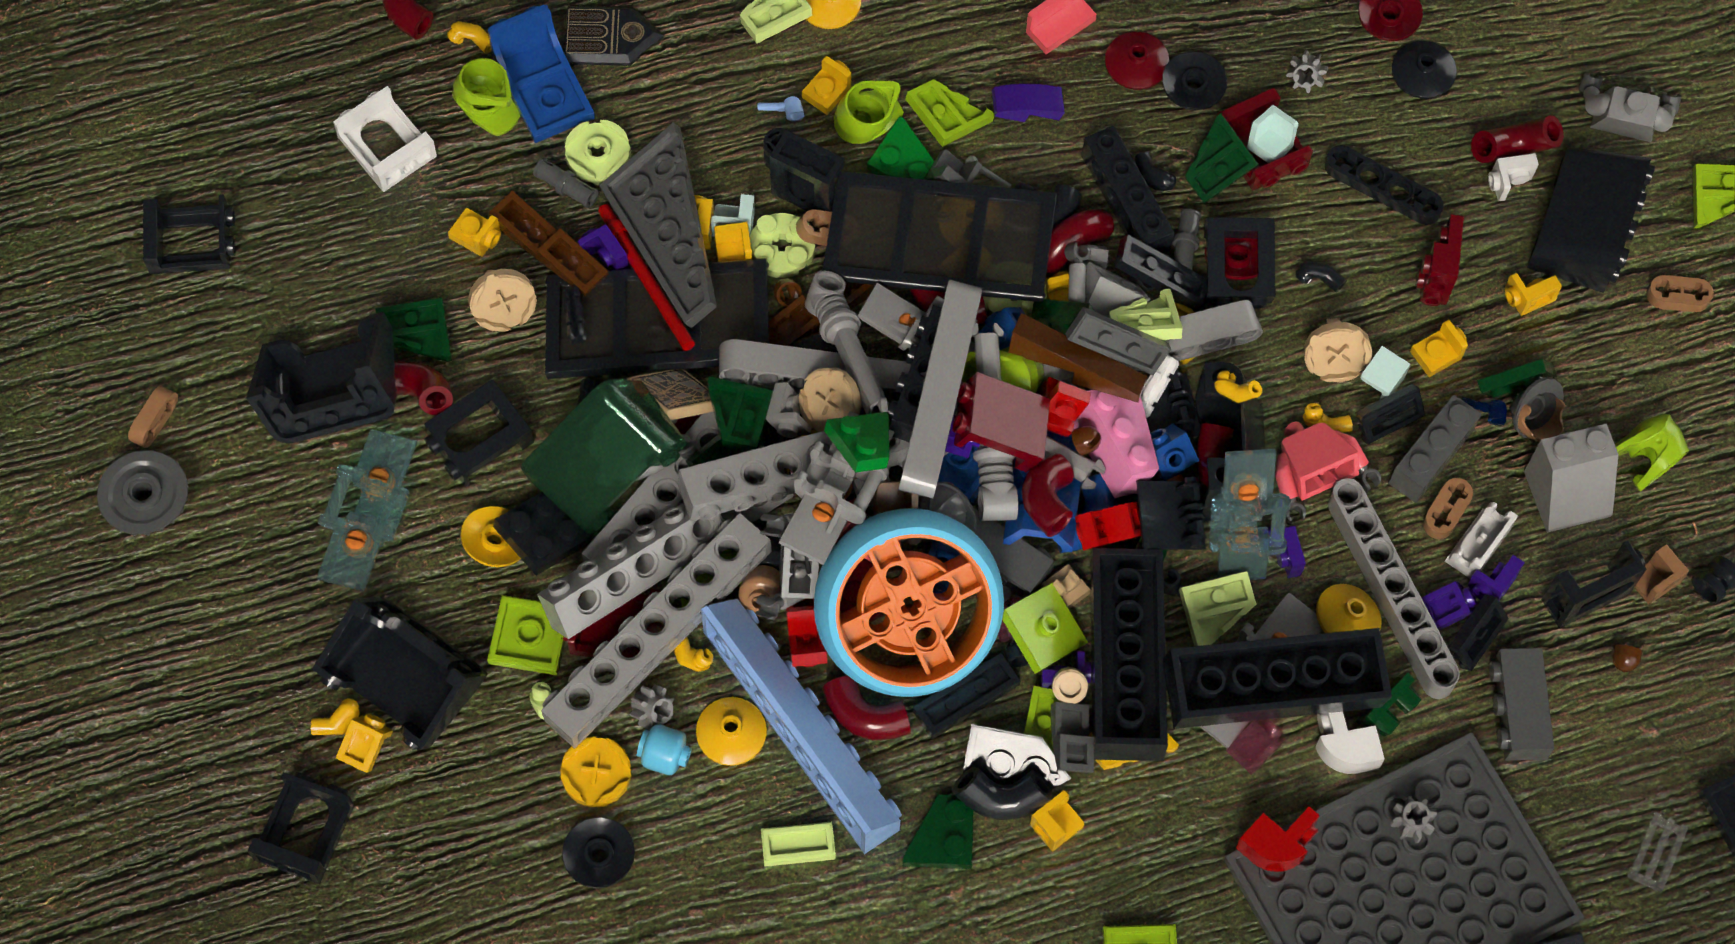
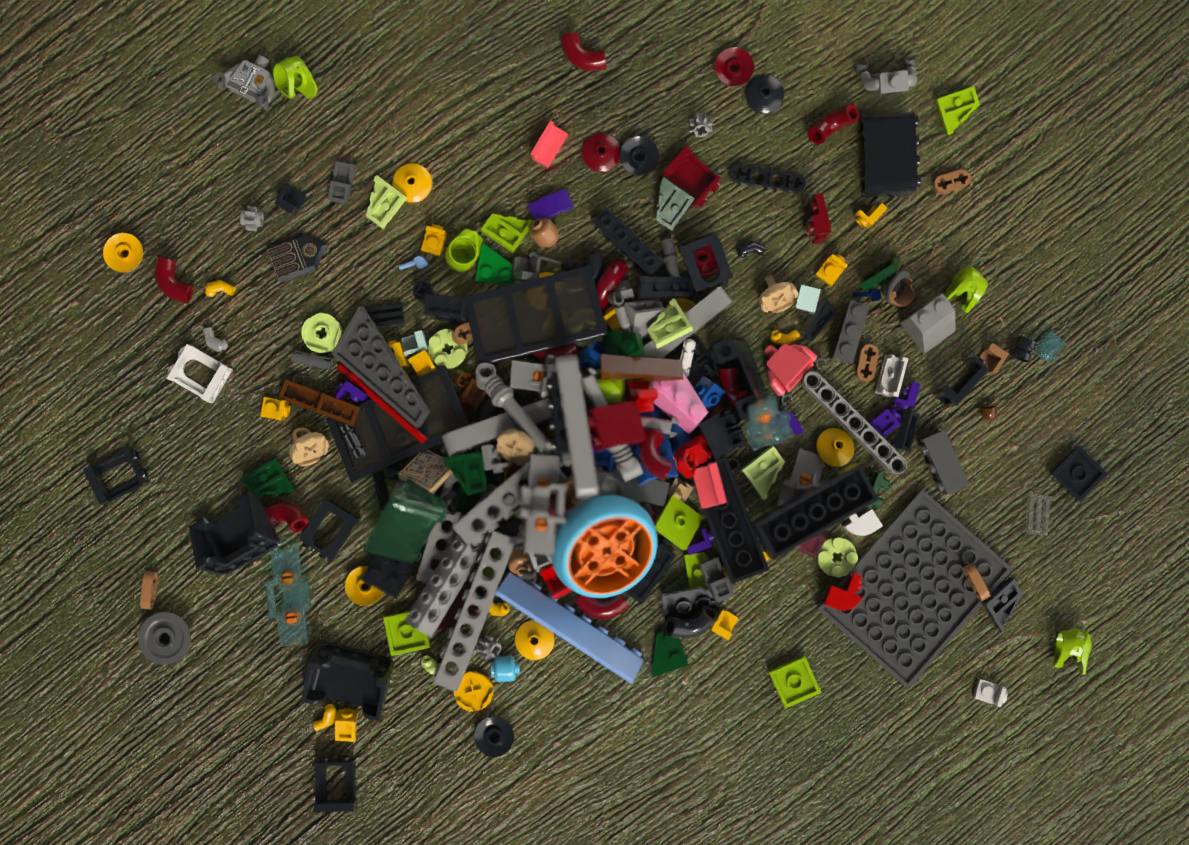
camera: 20 degrees left, 20 degrees up
(426, 105) = (212, 342): none -> light grey arm
(486, 96) = (245, 326): lime helmet -> none
(539, 73) = (269, 301): blue bracket -> none
(714, 158) = (387, 307): none -> black tile
(798, 844) = (594, 687): yellowish green tile -> none
(861, 440) = (546, 476): green wing -> none
(1002, 131) = (544, 232): none -> medium nougat head
(1069, 685) = (704, 552): tan tile -> none
(1086, 439) = (662, 411): reddish brown hinge -> none
(1117, 579) = (709, 486): none -> coral panel
(1118, 341) = (659, 348): dark grey tile -> none
(1154, 177) = (636, 224): black arm -> none
(1238, 393) = (736, 359): yellow arm -> none
(1272, 134) = (696, 176): light aqua panel -> none
(1298, 772) = (837, 545): none -> yellowish green plate
(1419, 812) = (903, 553): light grey gear -> none
(1511, 170) = (837, 142): white bracket -> none
(1513, 908) = (976, 582): none -> medium nougat beam

